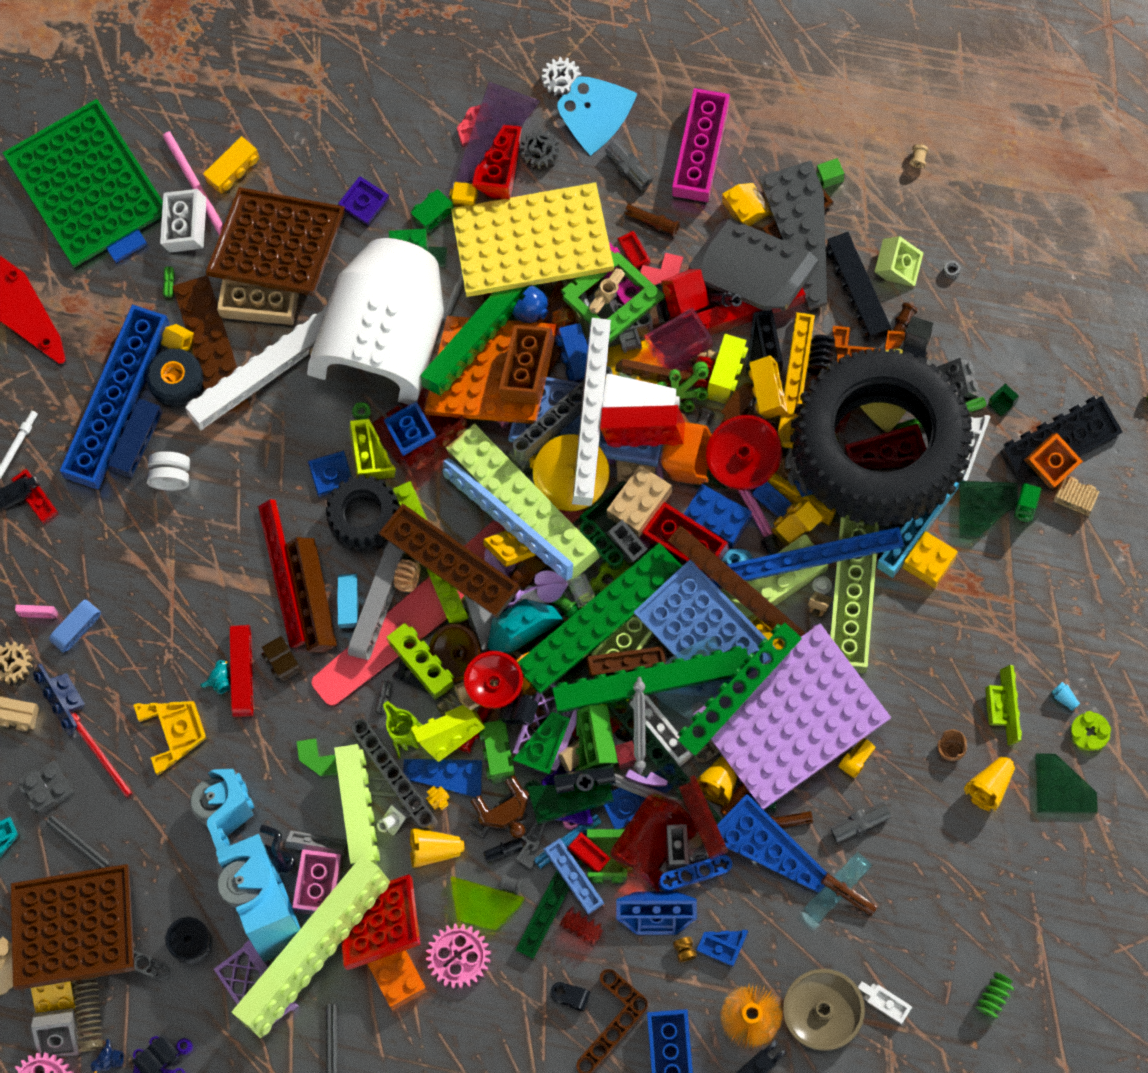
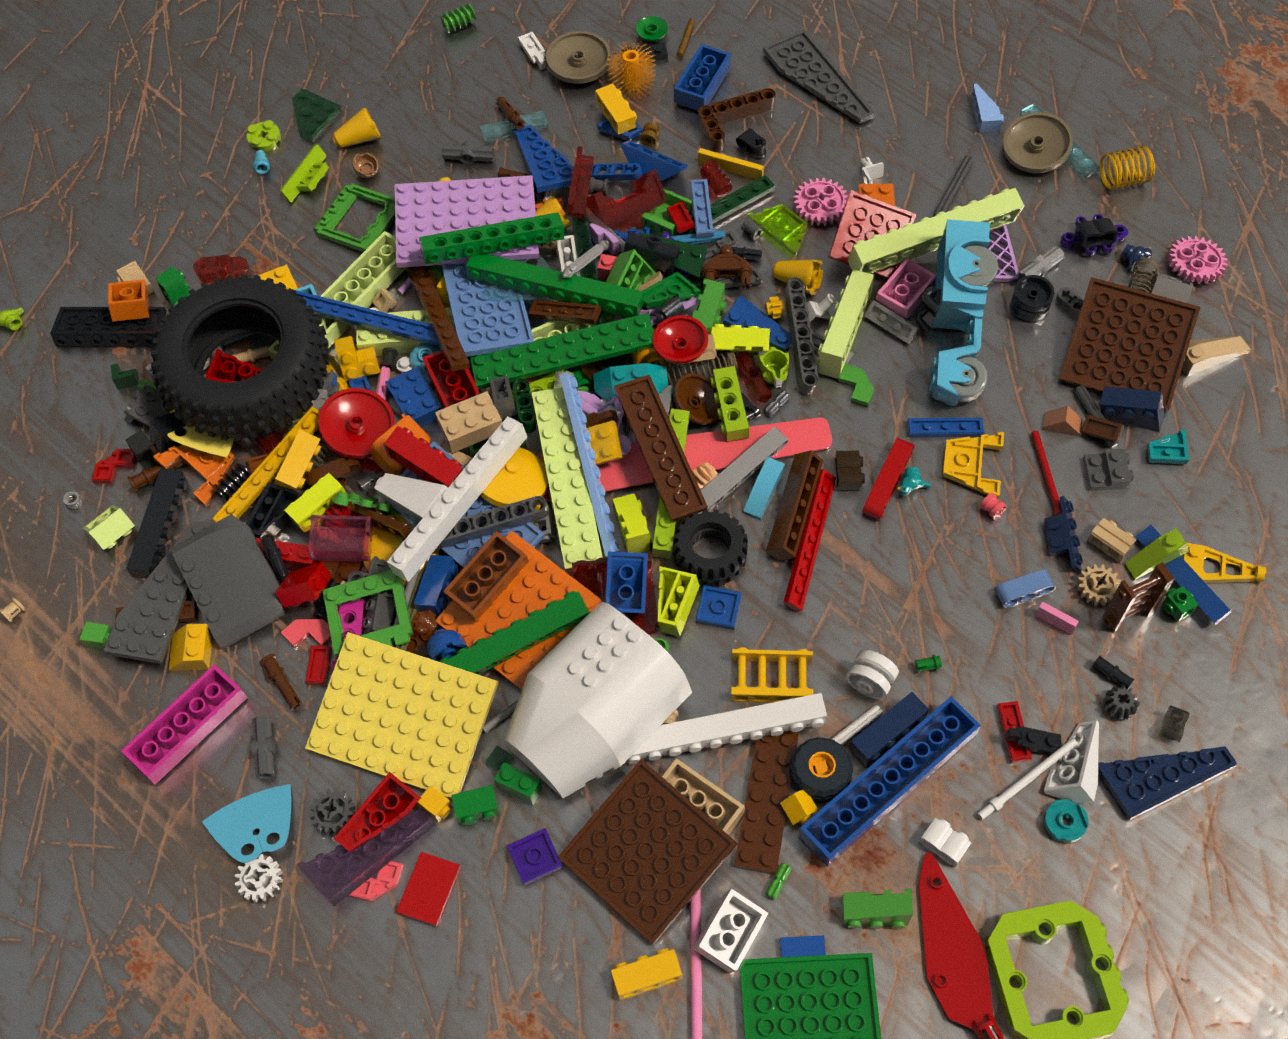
camera: 155 degrees left, 10 degrees down
(45, 862) = (1133, 406): none -> dark blue wedge
(52, 375) = (945, 842): none -> white brick
(65, 824) = (1102, 429): none -> reddish brown tile
(82, 296) = (877, 909): none -> bright green wedge
(106, 818) = (1063, 421): none -> nougat slope
(129, 515) = (928, 663): none -> green pin
(135, 691) = (993, 506): none -> coral wheel
(165, 430) = (858, 725): none -> white axle
(197, 991) = (1043, 263): none -> light grey piece
(214, 756) = (945, 427): none -> blue tile
(253, 415) = (762, 693): none -> yellow fence
(408, 702) = (756, 385): none -> clear red piece
(427, 1027) = (870, 171): none -> white bracket
(430, 139) = (428, 889): none -> red tile
(444, 501) = (632, 524): none -> neon yellow wedge
(577, 954) = (732, 164): none -> yellow tile
(603, 297) = (370, 613): tan axle -> none
(676, 846) = (614, 186): dark grey slope -> none
(735, 953) = (616, 109): none -> yellow brick
(755, 549) = (403, 364): none -> white plate
(944, 675) = (340, 206): none -> bright green hinge
(948, 313) = (105, 469): none -> red tile
(993, 563) = (219, 267): none -> clear red piece

